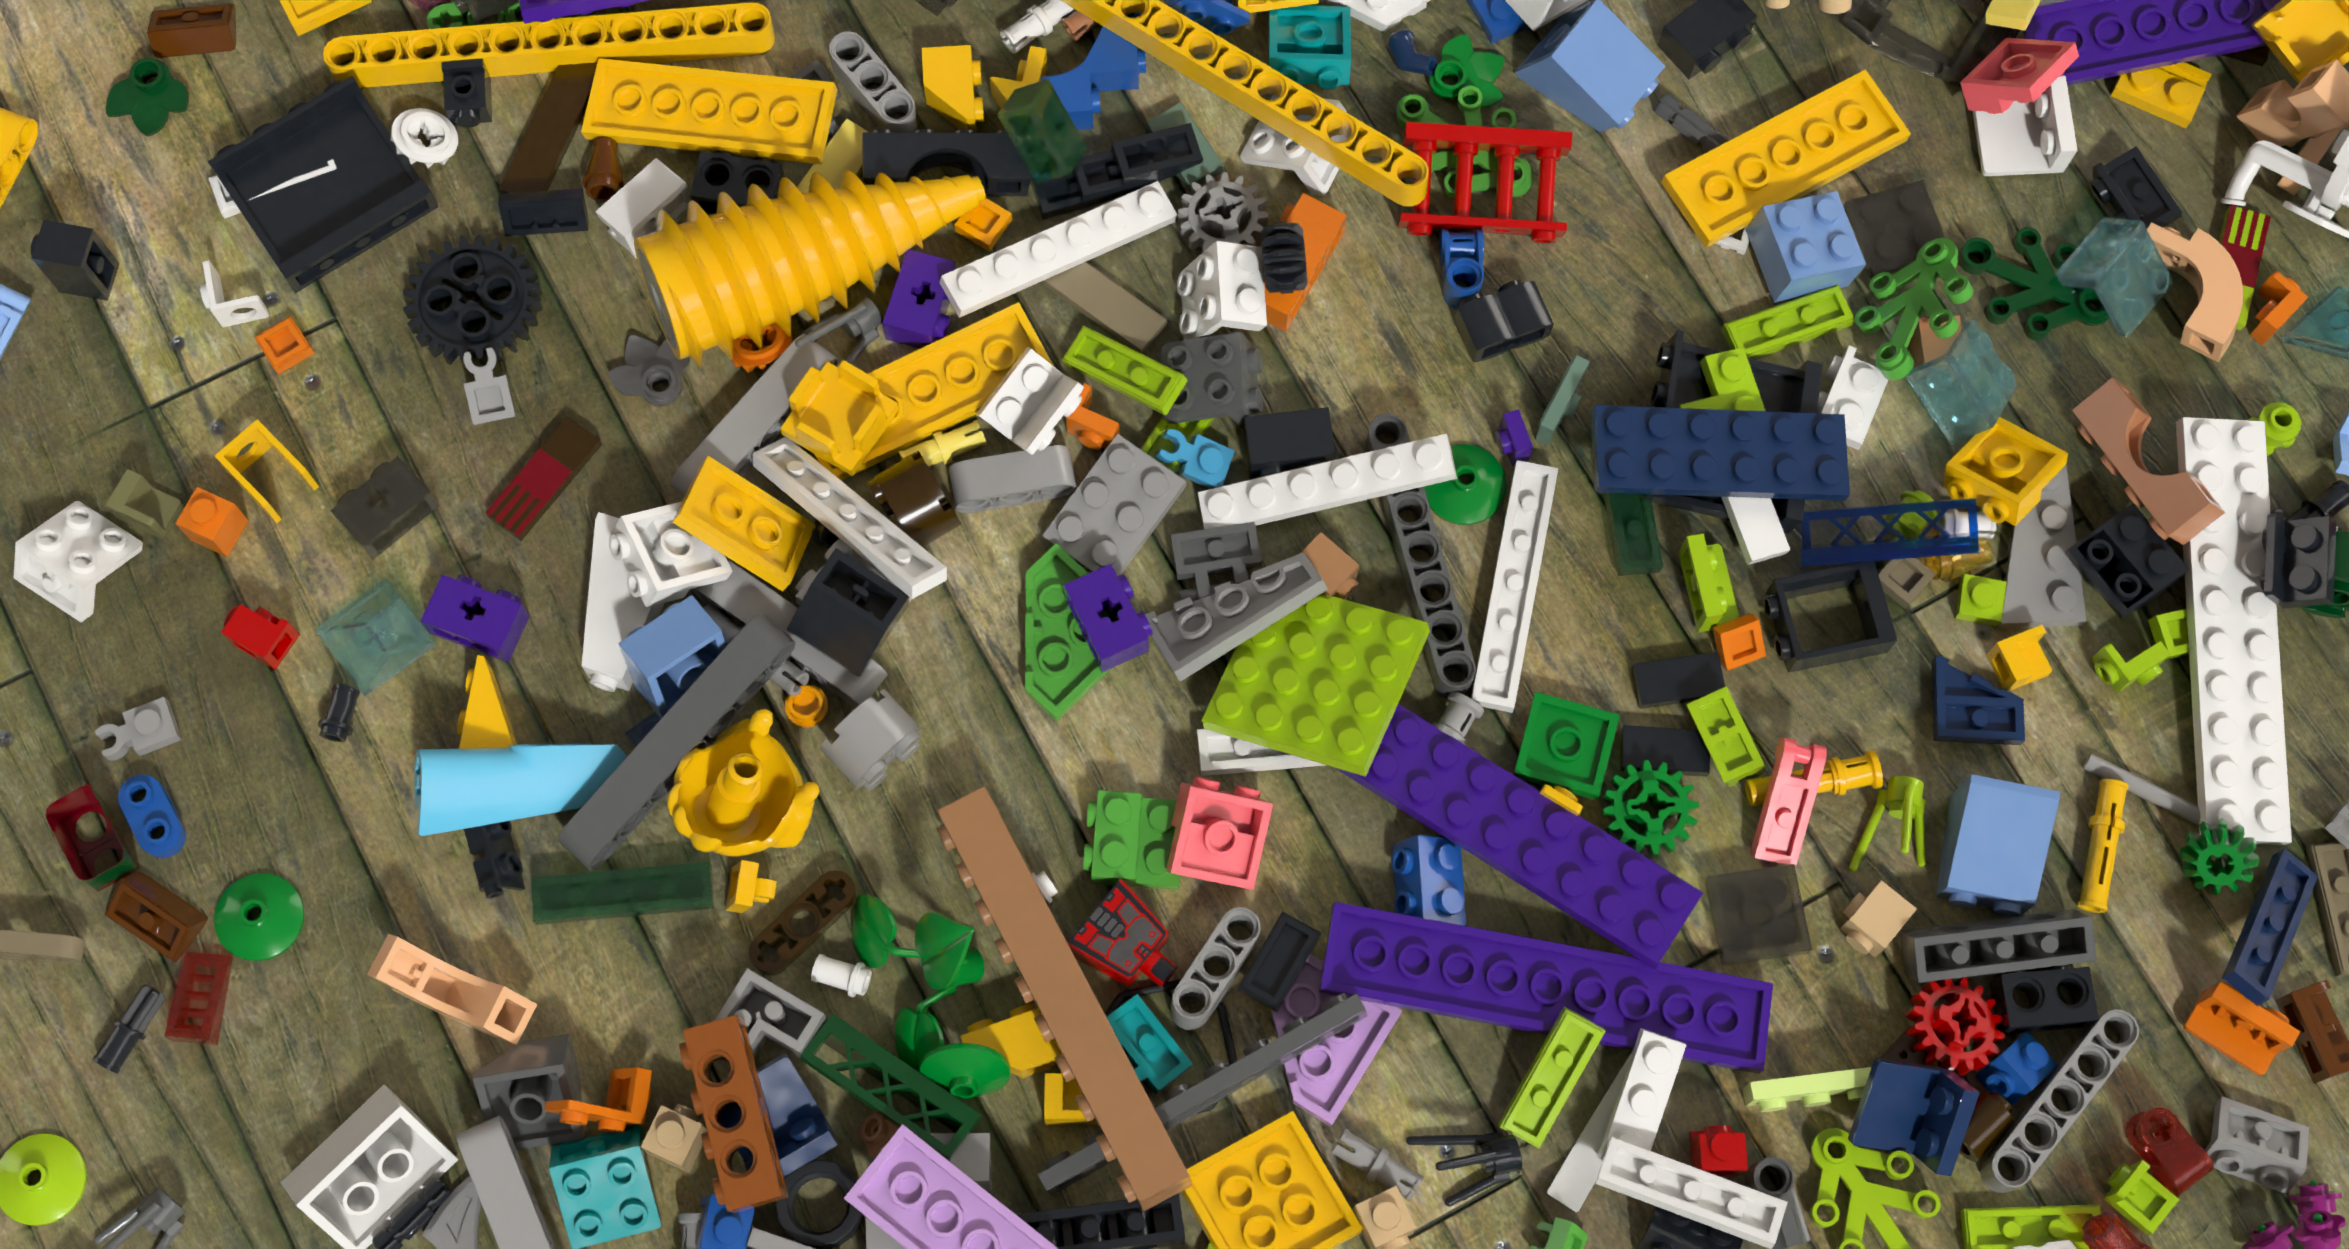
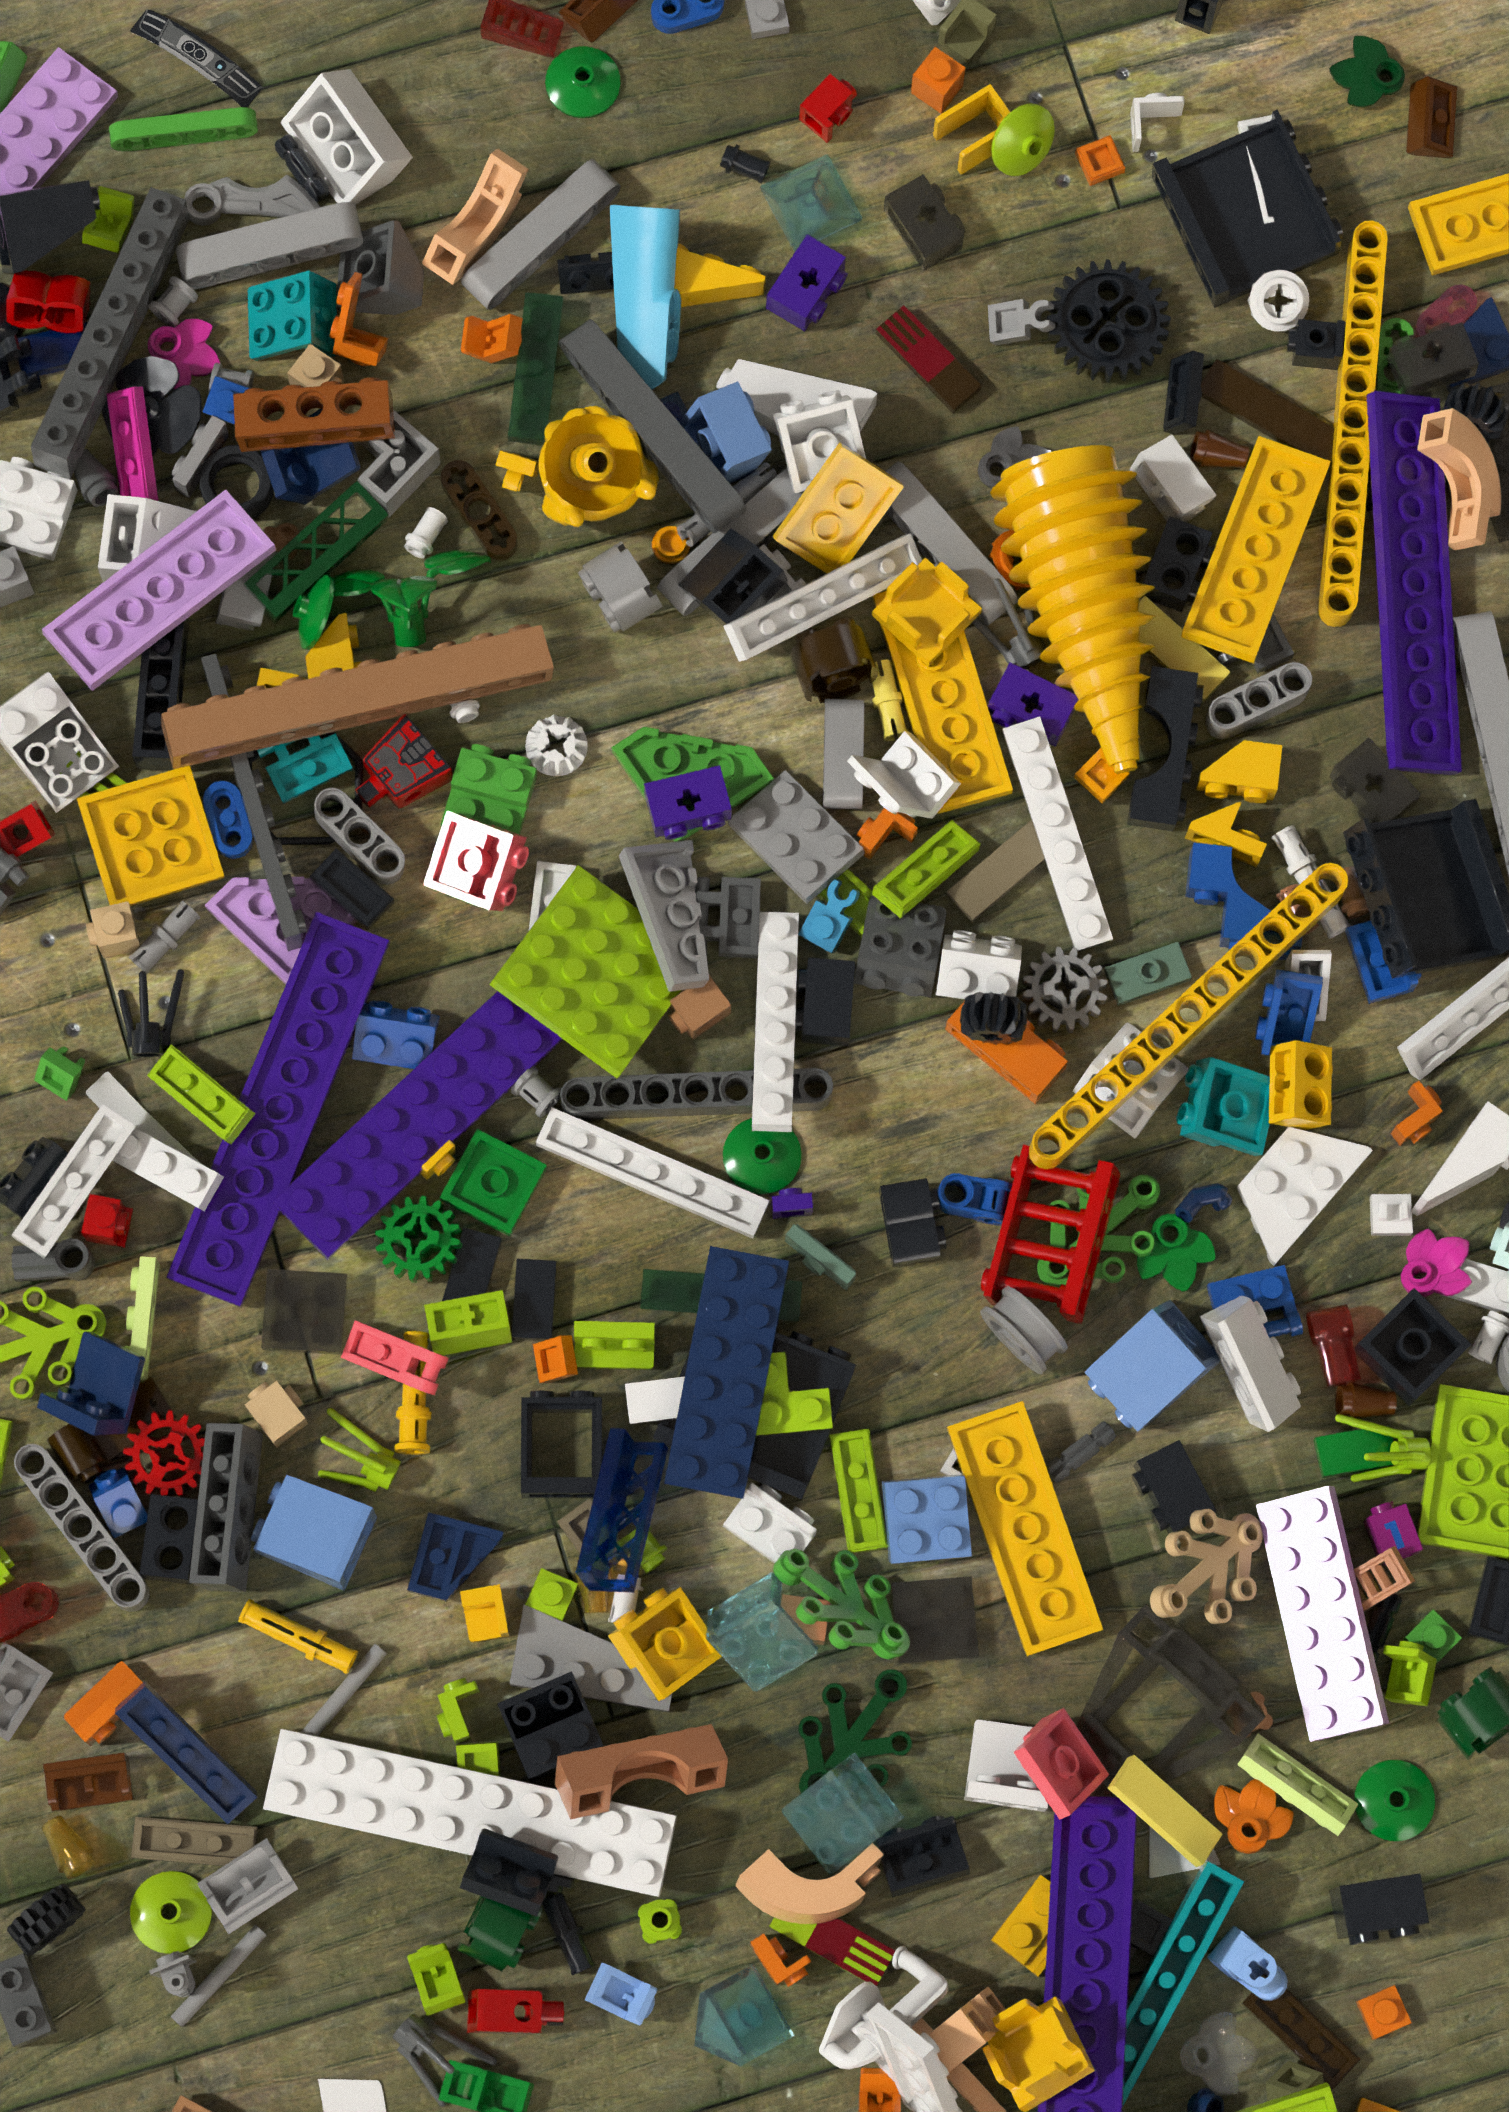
camera: 100 degrees right, 5 degrees up
(275, 415) = (1023, 139): none -> lime dish
(458, 920) = (540, 234): none -> light grey beam
(595, 945) = (492, 339): none -> orange bracket
(1042, 131) = (1169, 832): clear green brick -> none
(1062, 801) = (553, 762): none -> white gear
(1119, 171) = (1129, 903): black slope -> none
(1223, 1122) = (229, 820): none -> blue plate
(1593, 184) = (1024, 1329): none -> light grey wheel
(2222, 870) = (260, 1730): green gear -> none

